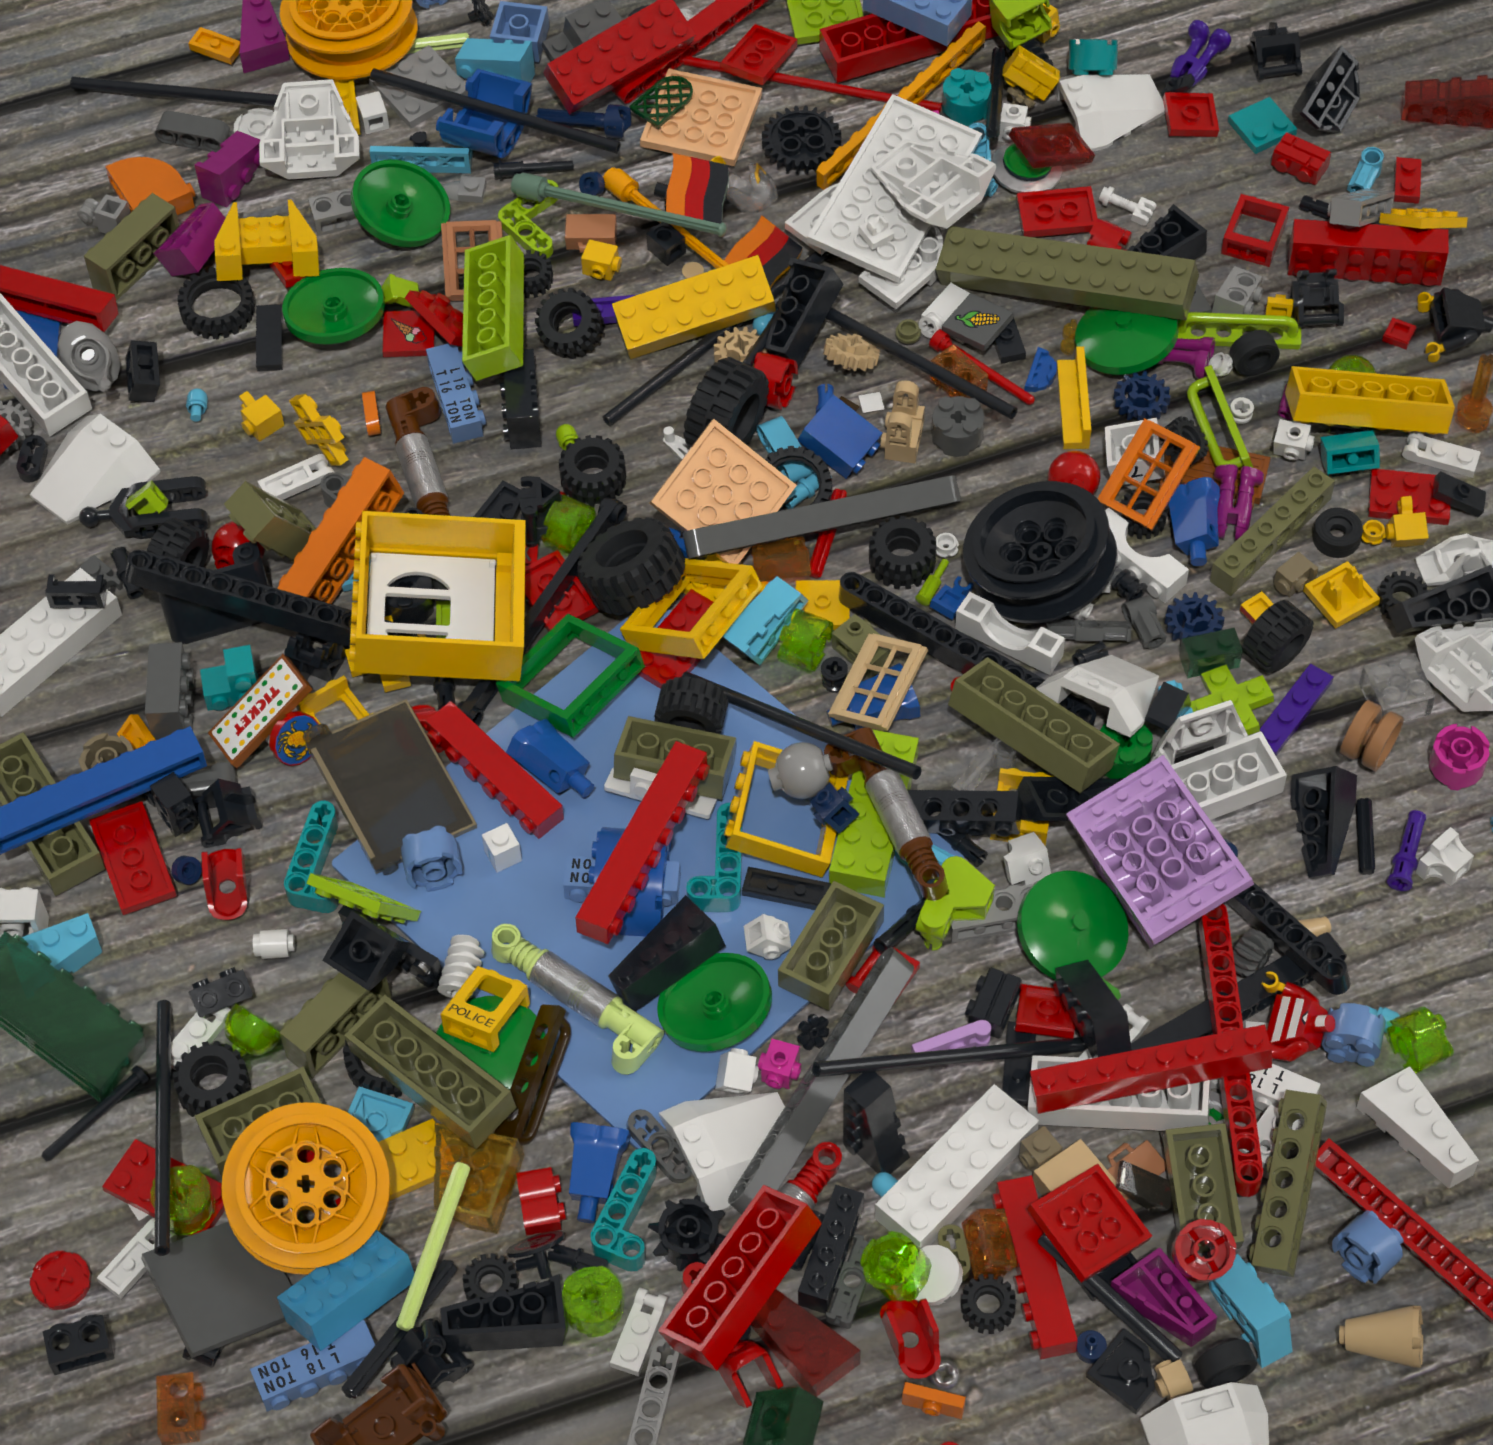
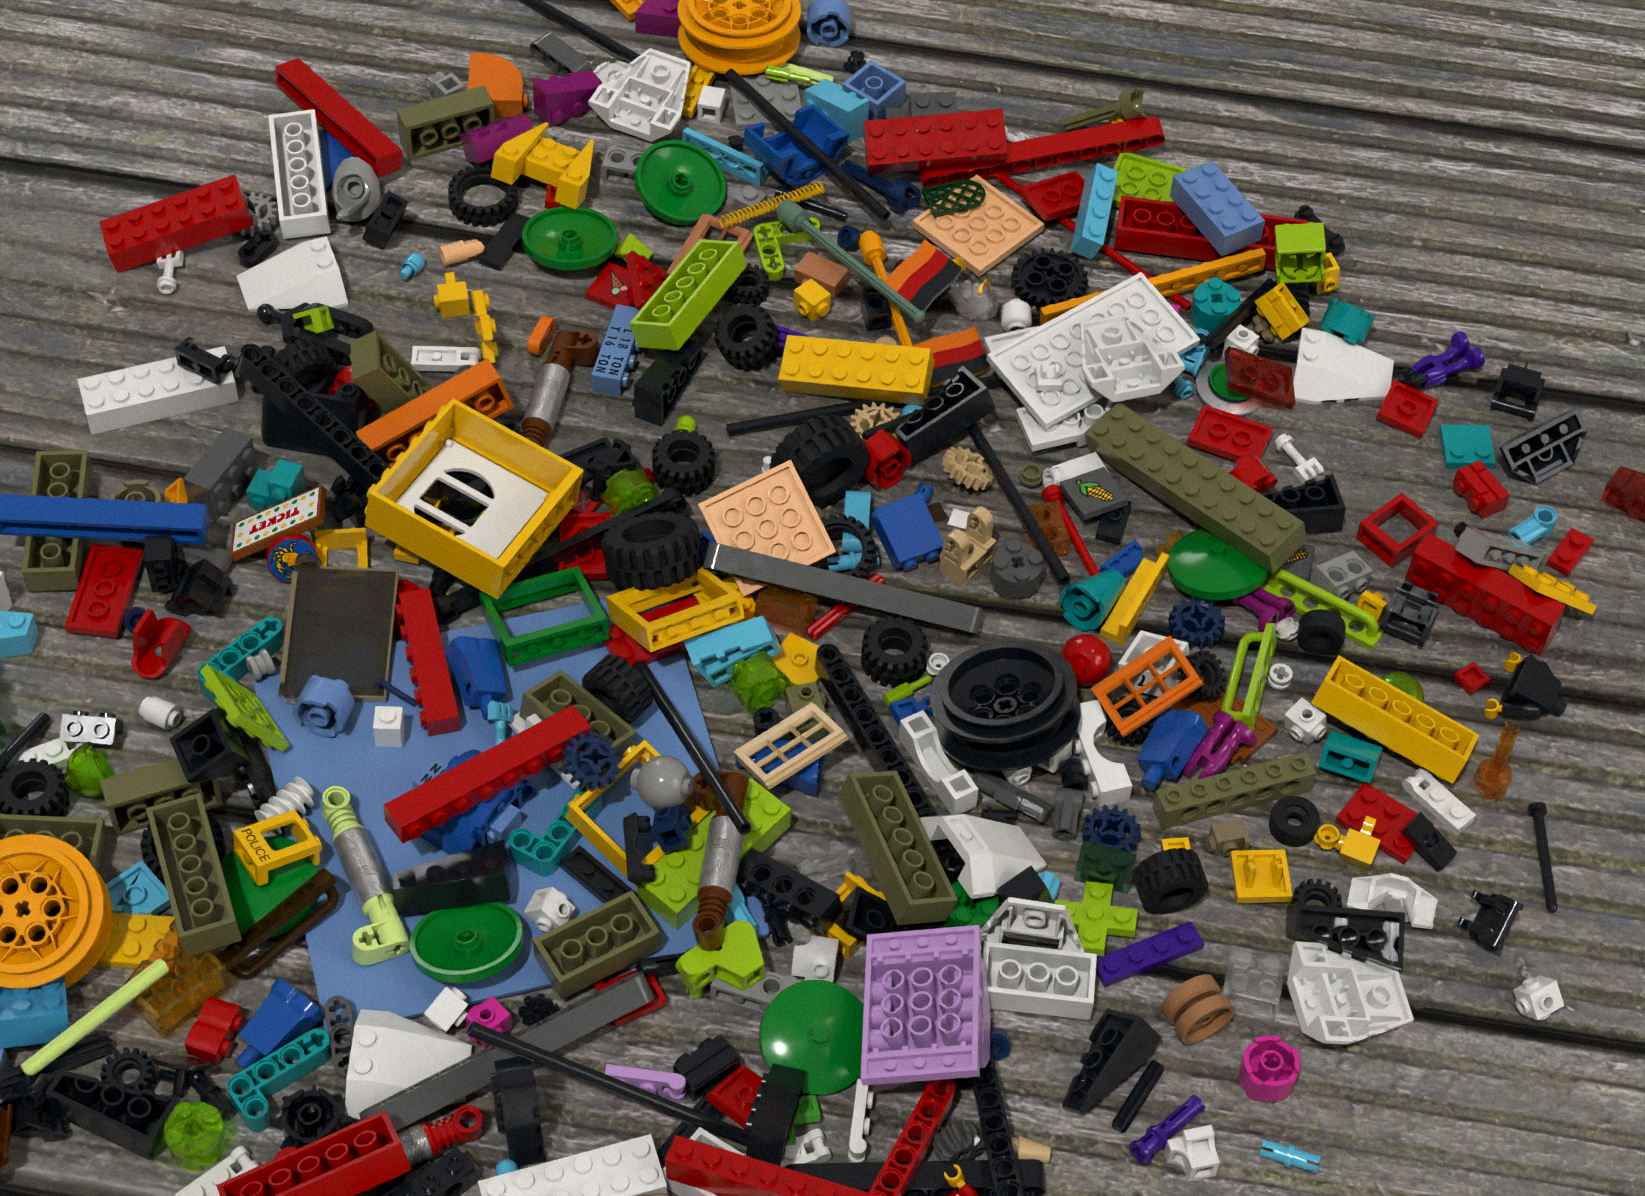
camera: 25 degrees right, 5 degrees down
(234, 368) = (459, 251): none -> light nougat hinge
(338, 852) = (260, 664): none -> light grey wheel
(424, 52) = (784, 74): none -> lime axle
(479, 812) = (381, 682): none -> dark blue piece
(500, 180) = (805, 194): none -> yellow piece
(599, 785) = (501, 714): none -> medium azure hinge
(726, 783) = (583, 768): none -> dark blue gear
(796, 189) = (1016, 315): none -> white head
(799, 826) = (636, 871): none -> black piece
(803, 55) = (1094, 211): none -> medium azure brick
(1041, 420) = (1091, 599): none -> teal cone
(1155, 981) = (860, 1123): none -> white plate

